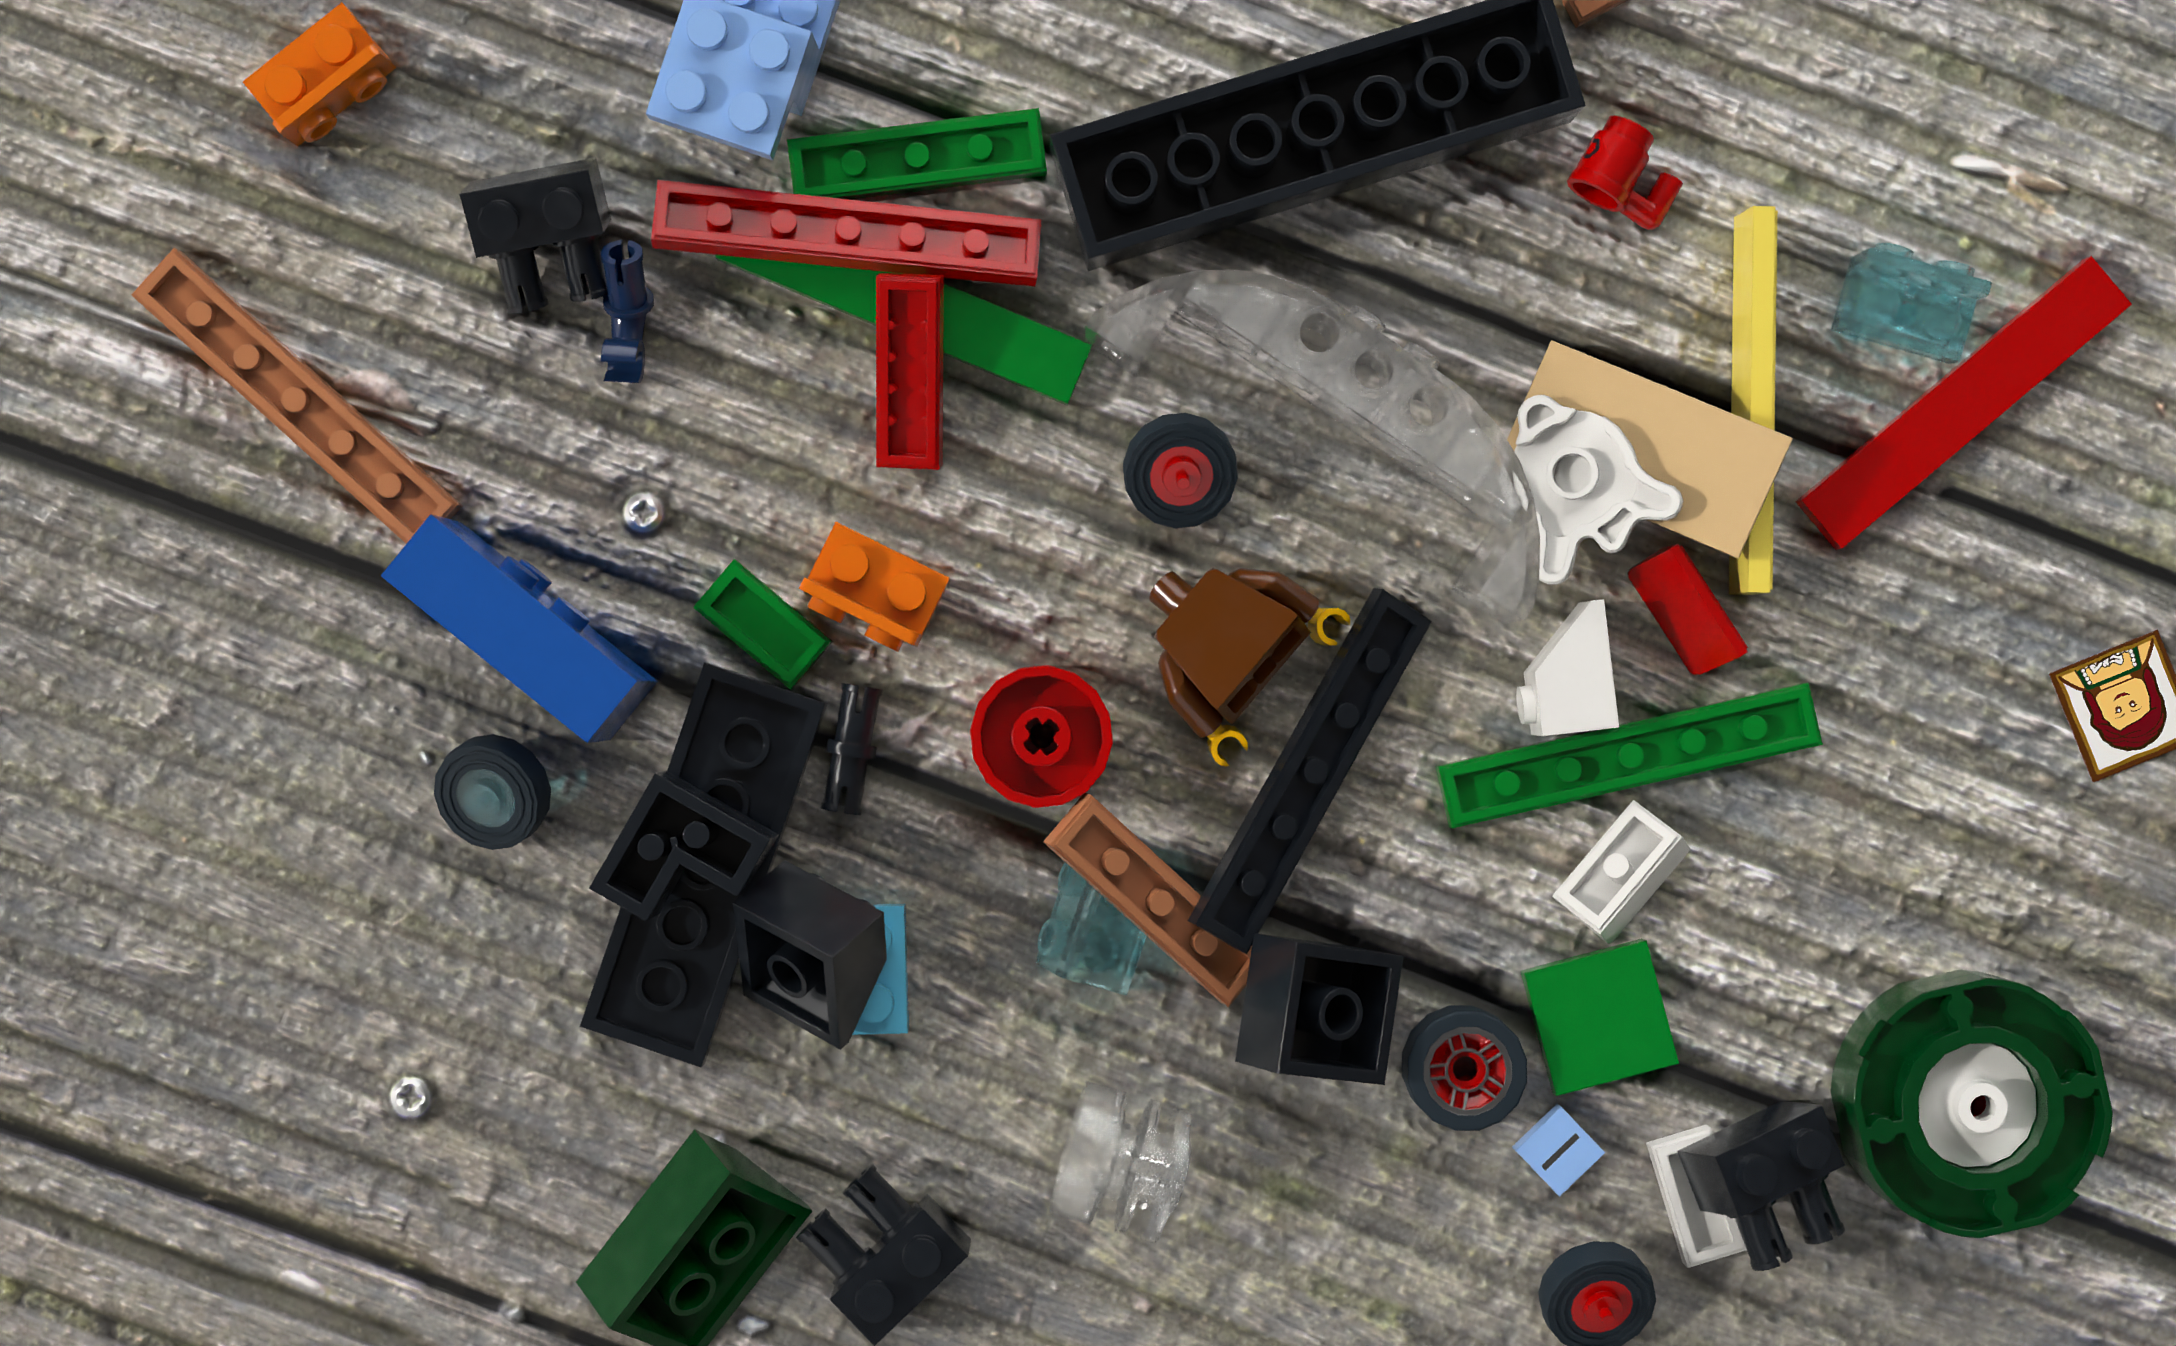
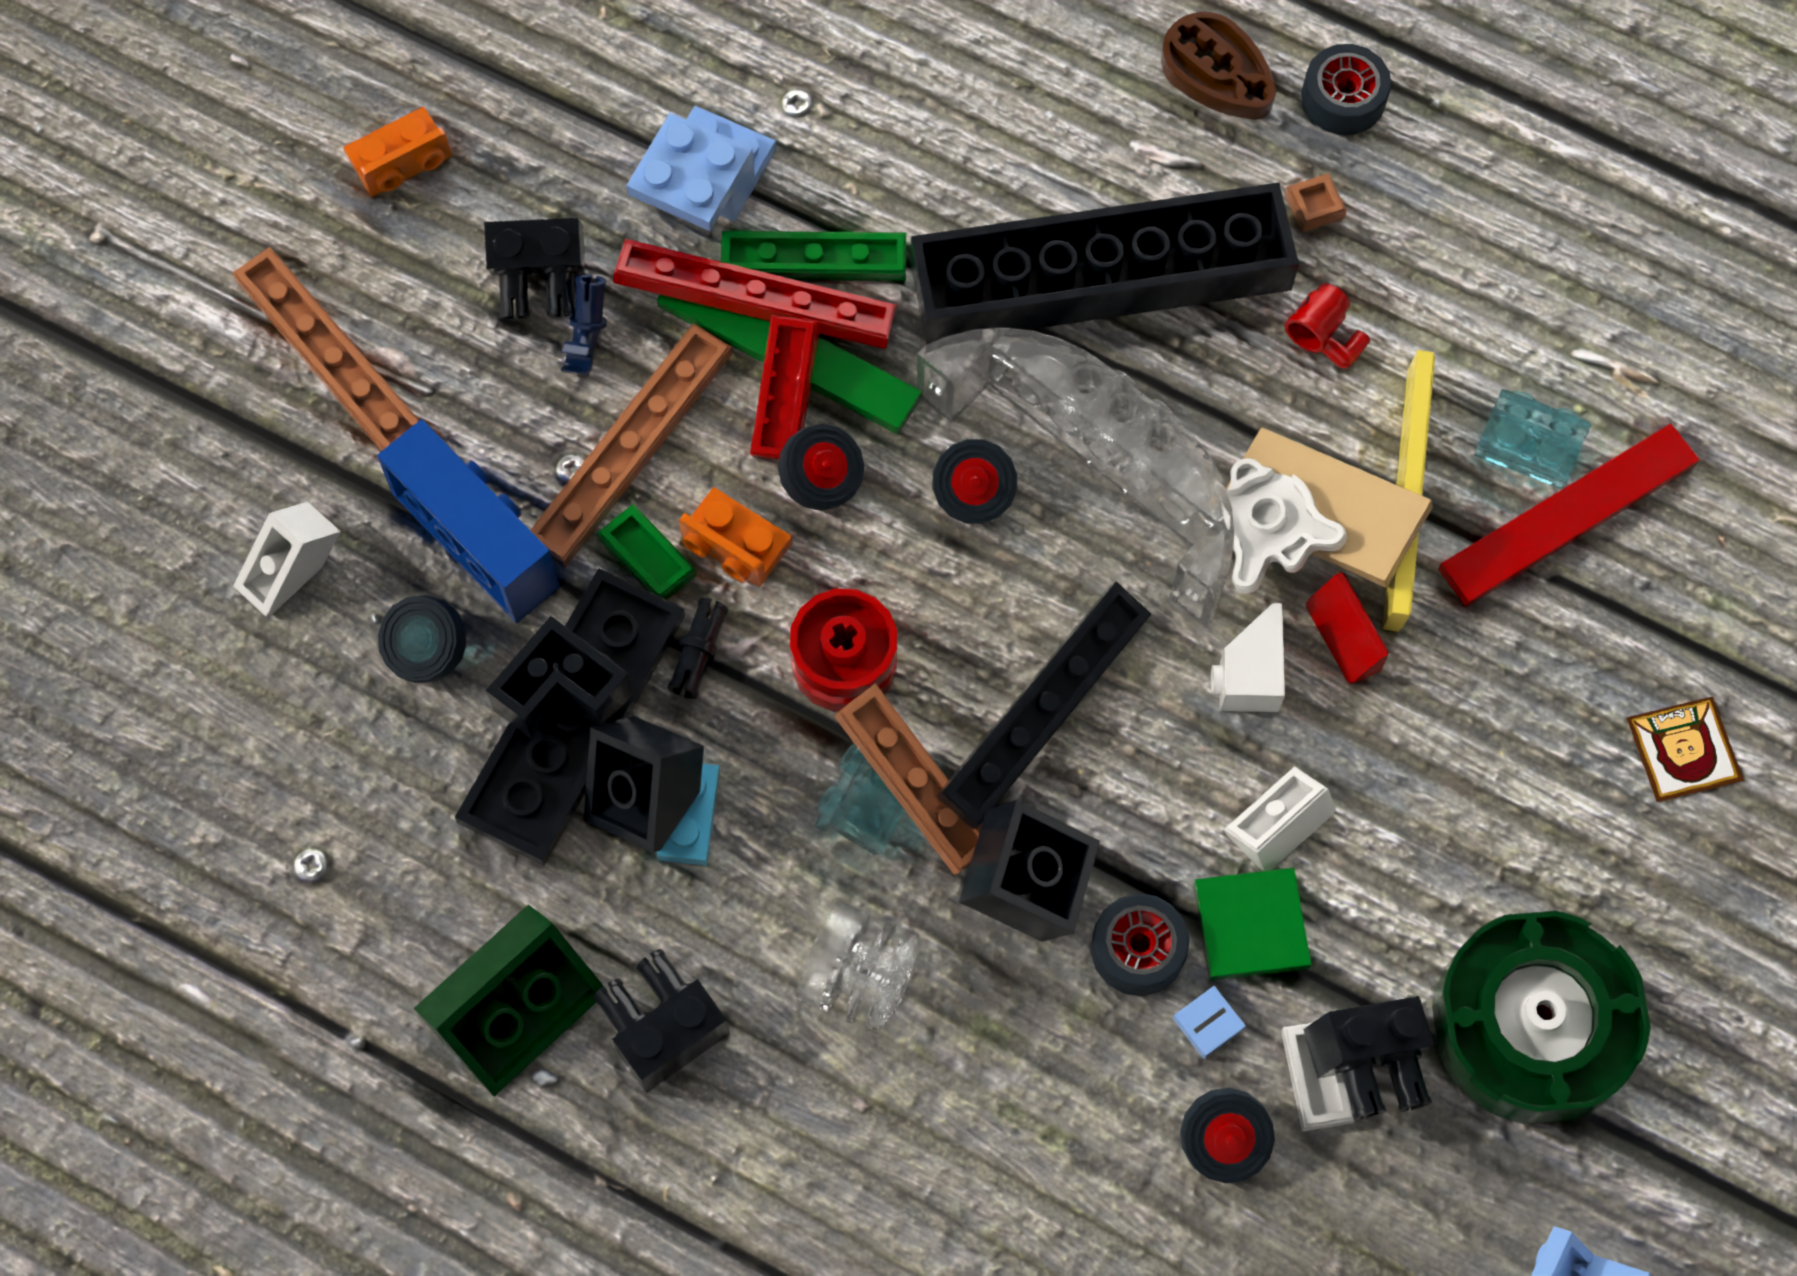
camera: 10 degrees right, 20 degrees down
(292, 698) = (285, 556): none -> white slope
(714, 470) = (630, 443): none -> nougat tile
(974, 478) = (821, 467): none -> black wheel
(1229, 642) = (997, 601): reddish brown torso -> none
(1628, 755) = (1293, 732): green tile -> none

